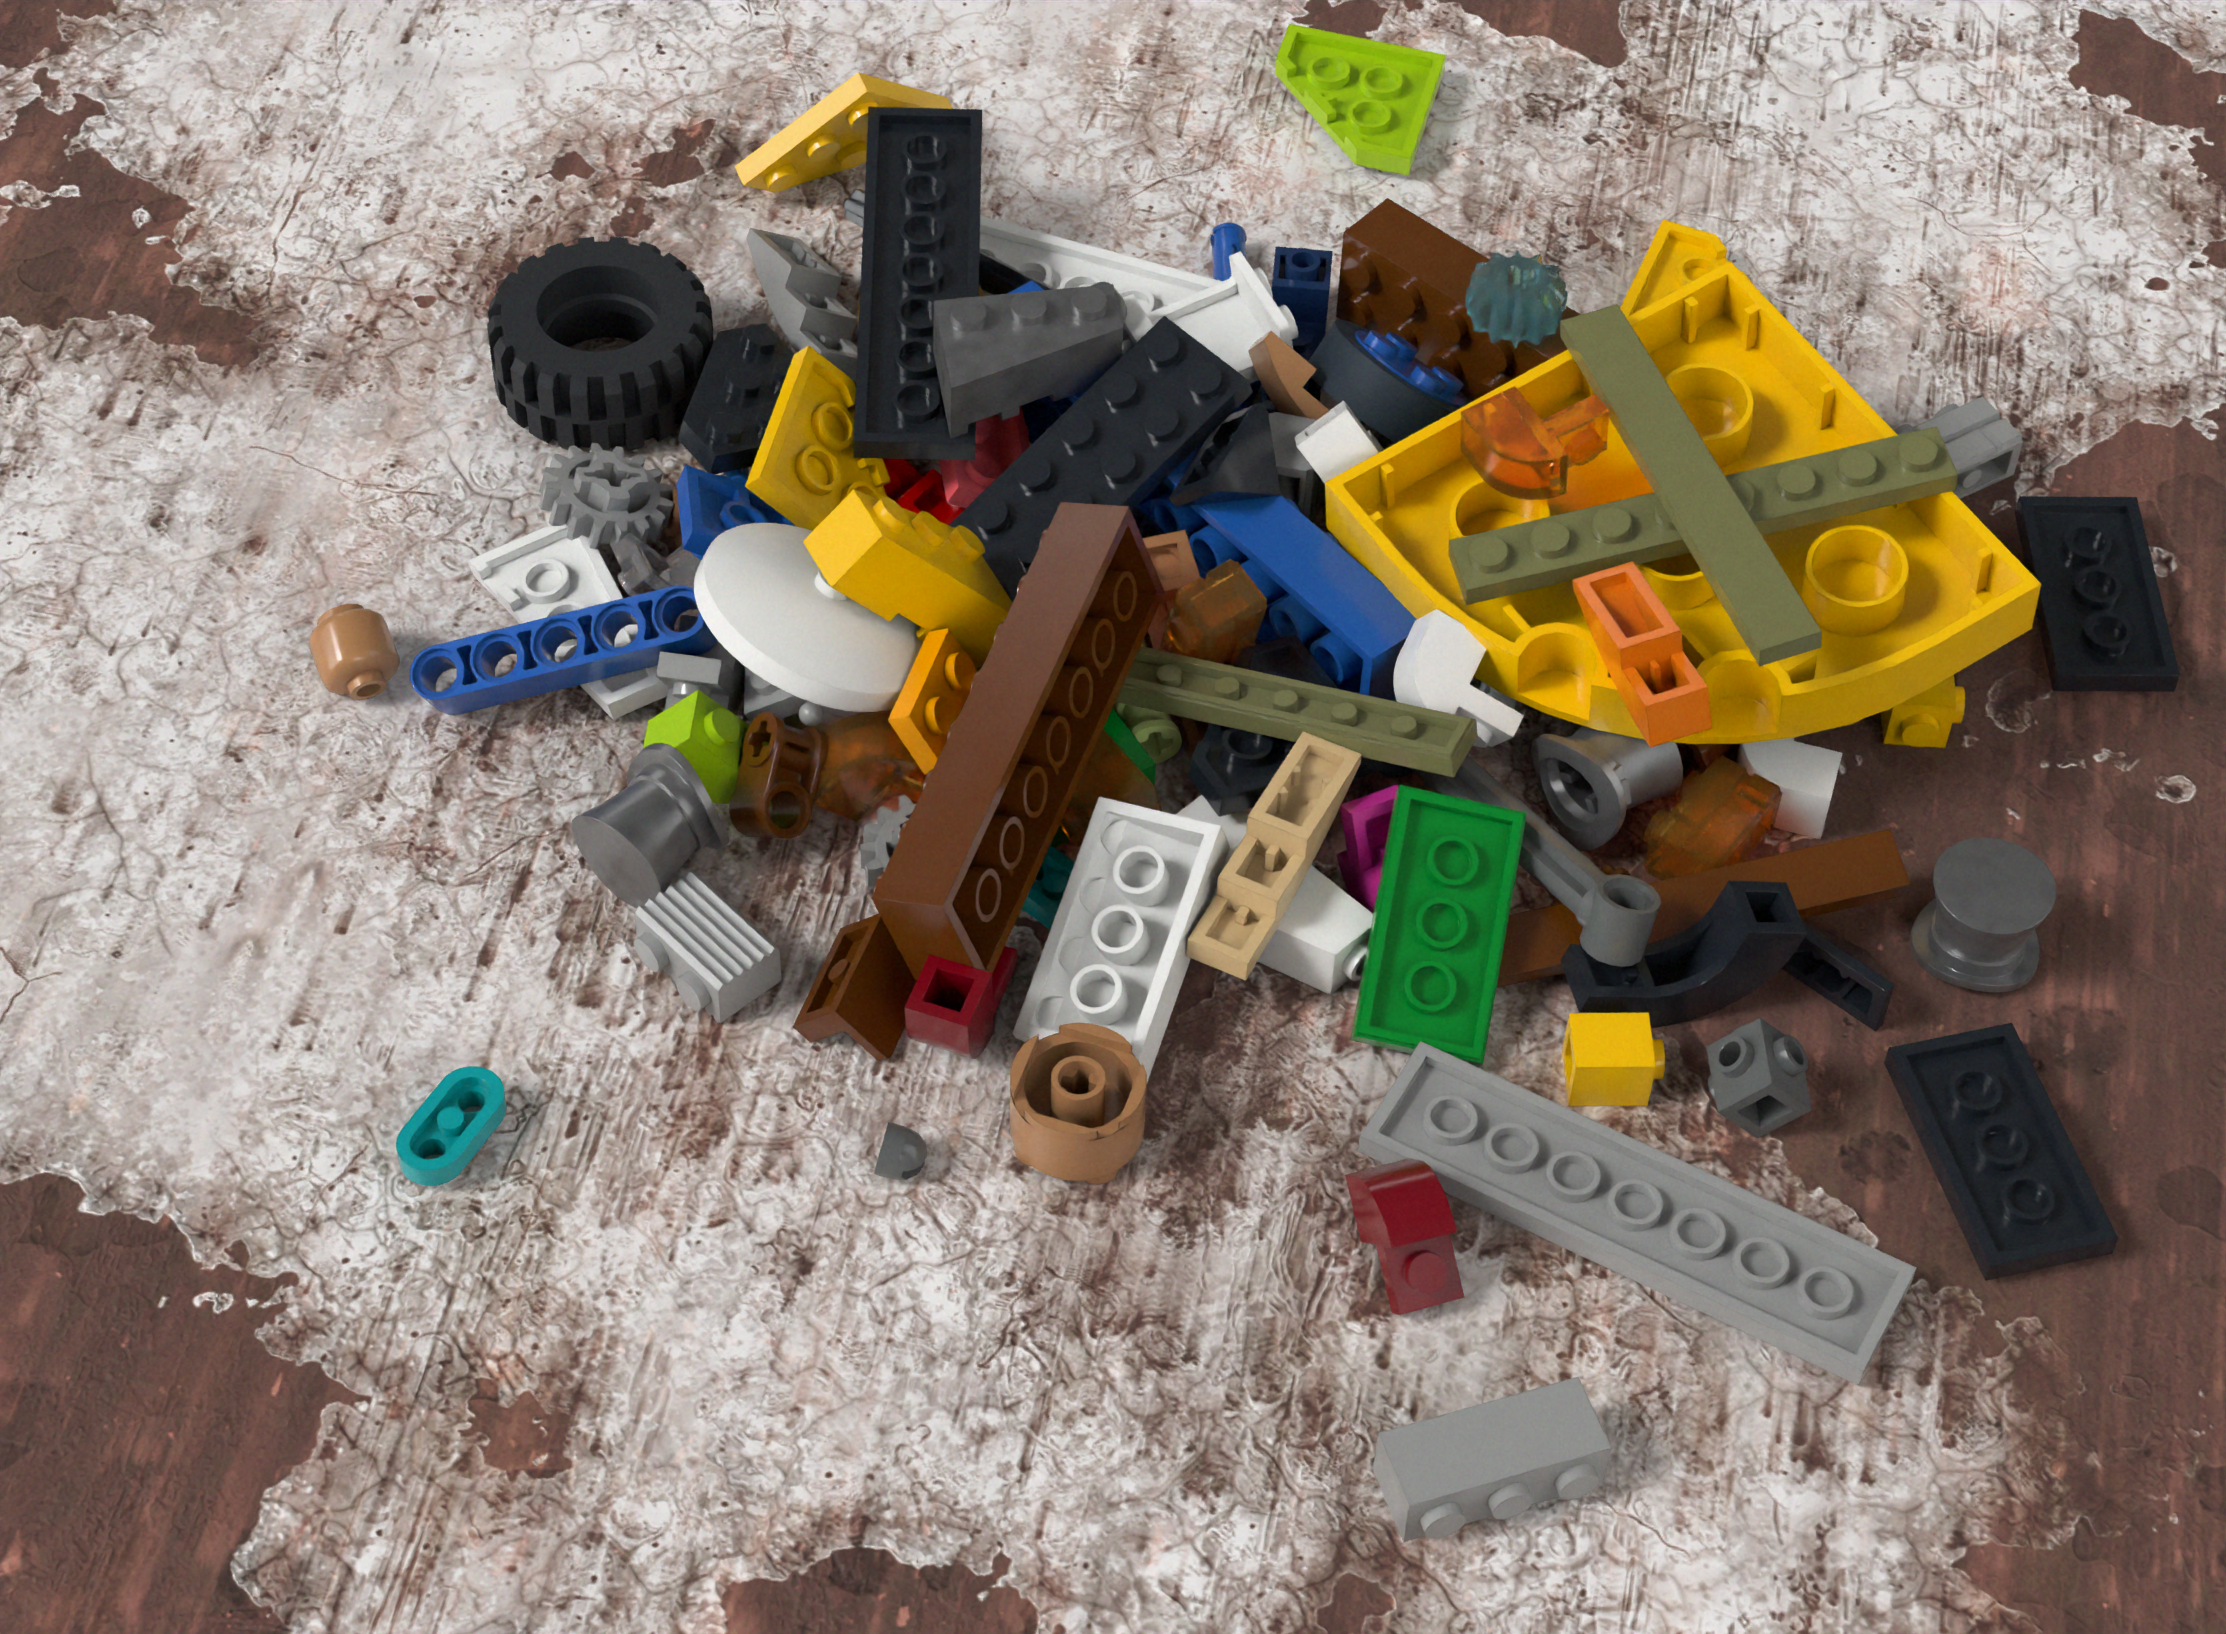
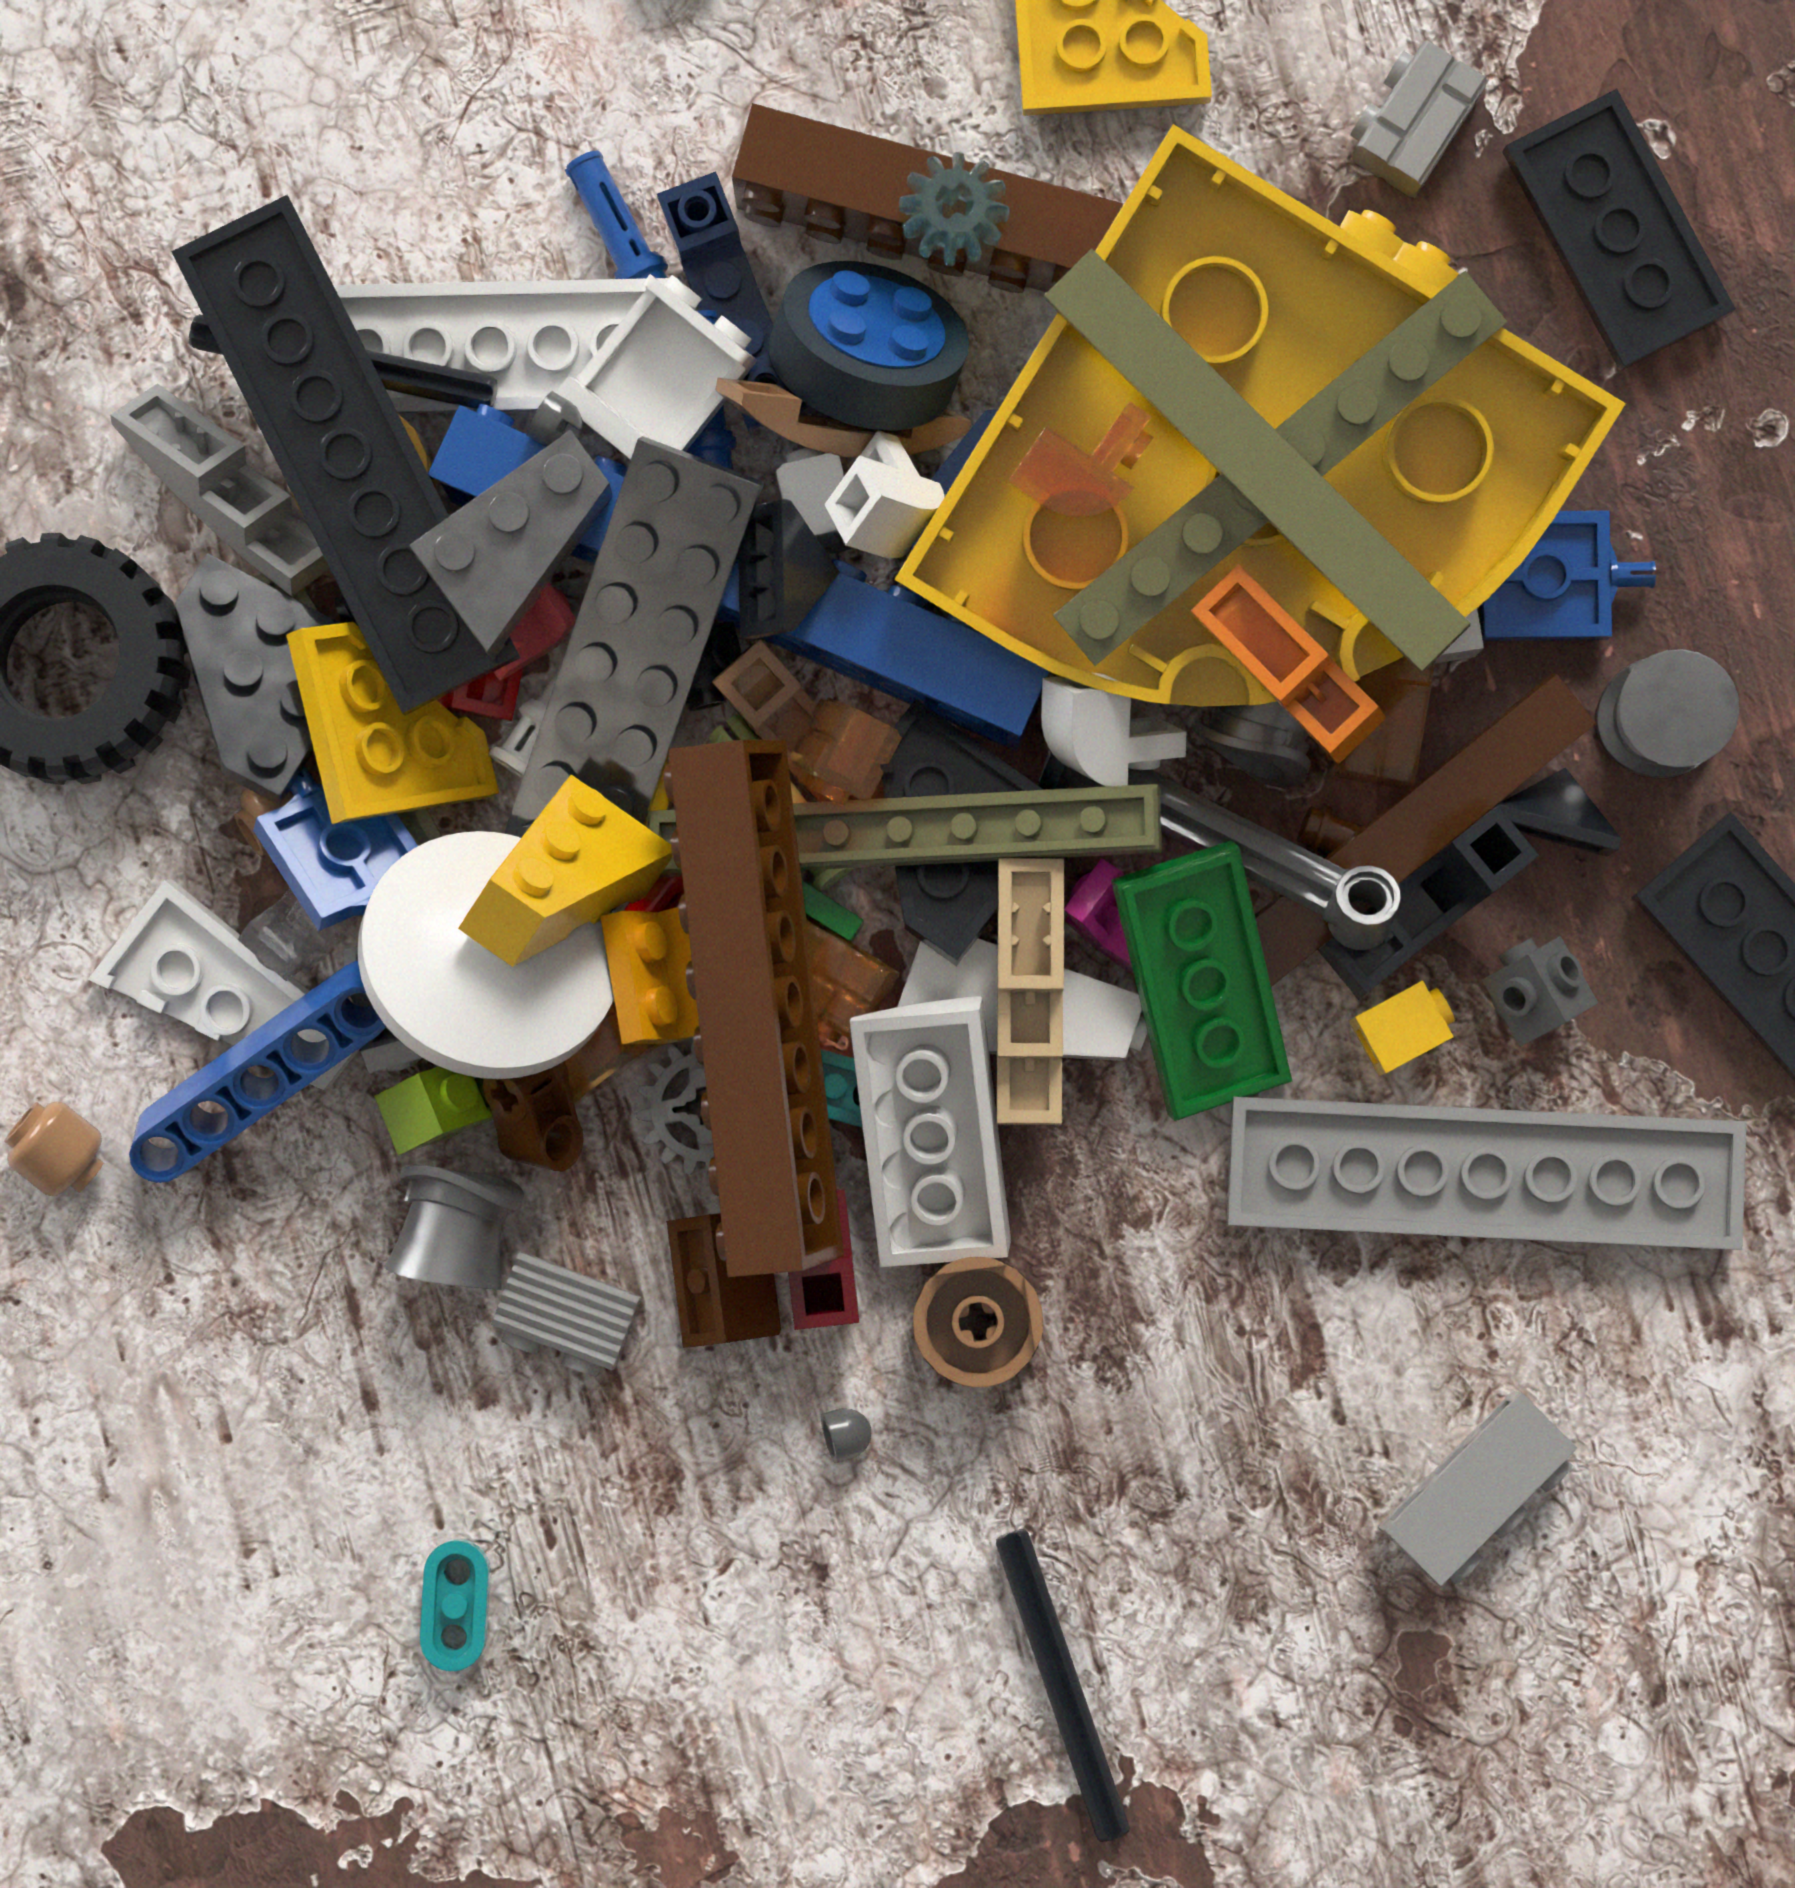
camera: 25 degrees left, 35 degrees up
(605, 496) = (172, 844): light grey gear -> none
(828, 134) = (144, 245): yellow plate -> none
(979, 1457) = (1062, 1685): none -> black axle
(1411, 1224) = (1309, 1302): dark red brick -> none
(1919, 792) = (1564, 584): none -> blue plate

